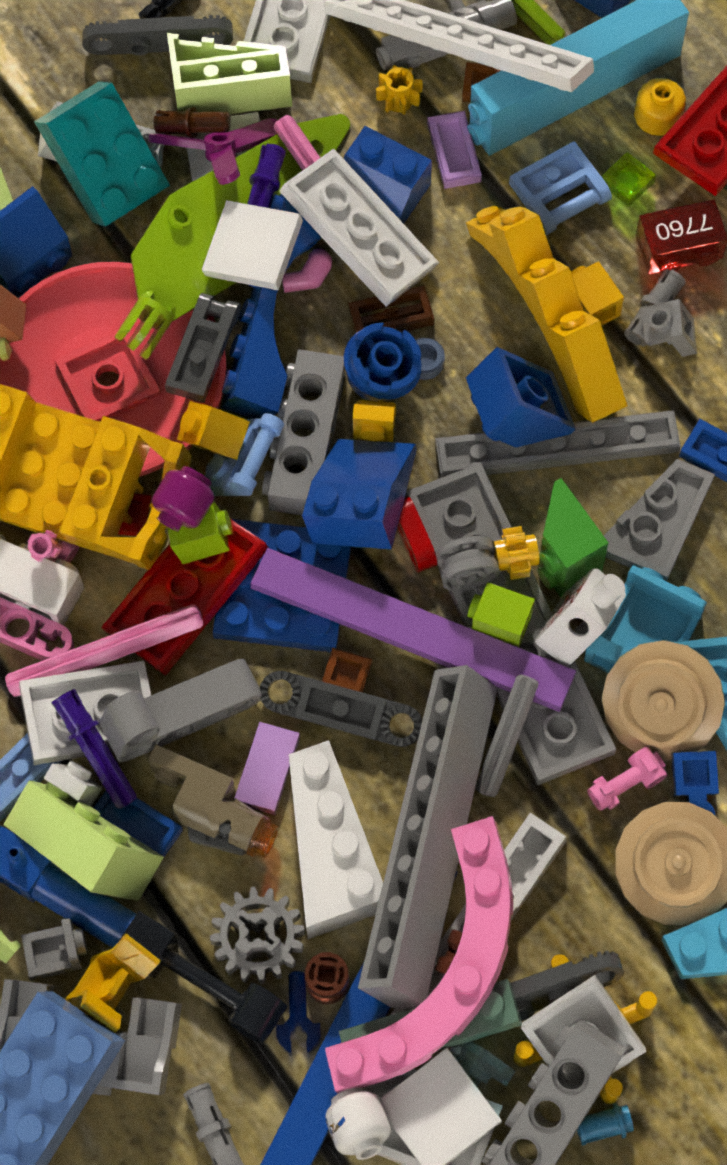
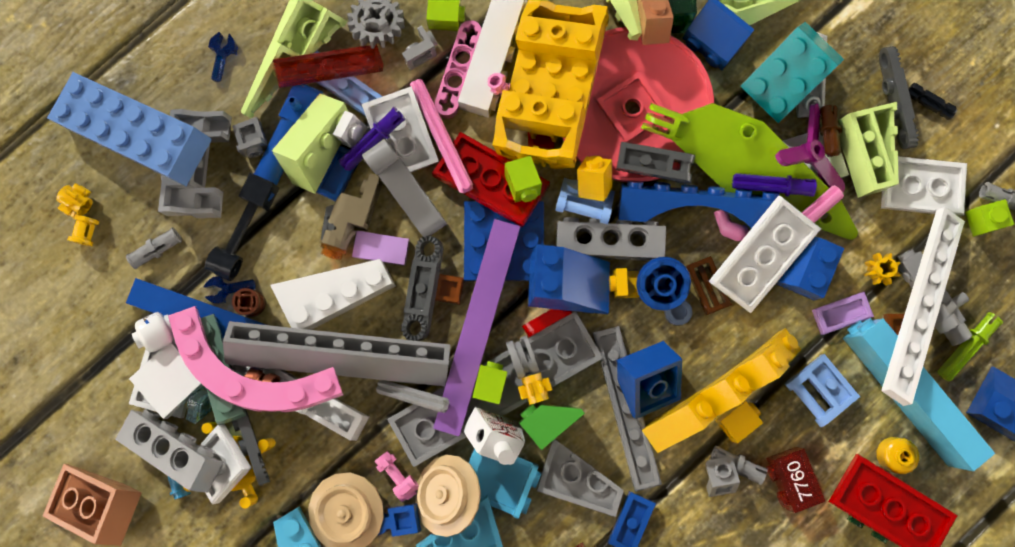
camera: 85 degrees right, 15 degrees up
(109, 979) = (222, 168): yellow piece -> none
(183, 498) = (532, 164): magenta head -> none
(252, 245) = (734, 183): white tile -> none
(269, 920) = (276, 248): light grey gear -> none
(628, 179) = (836, 437): clear neon green plate -> none

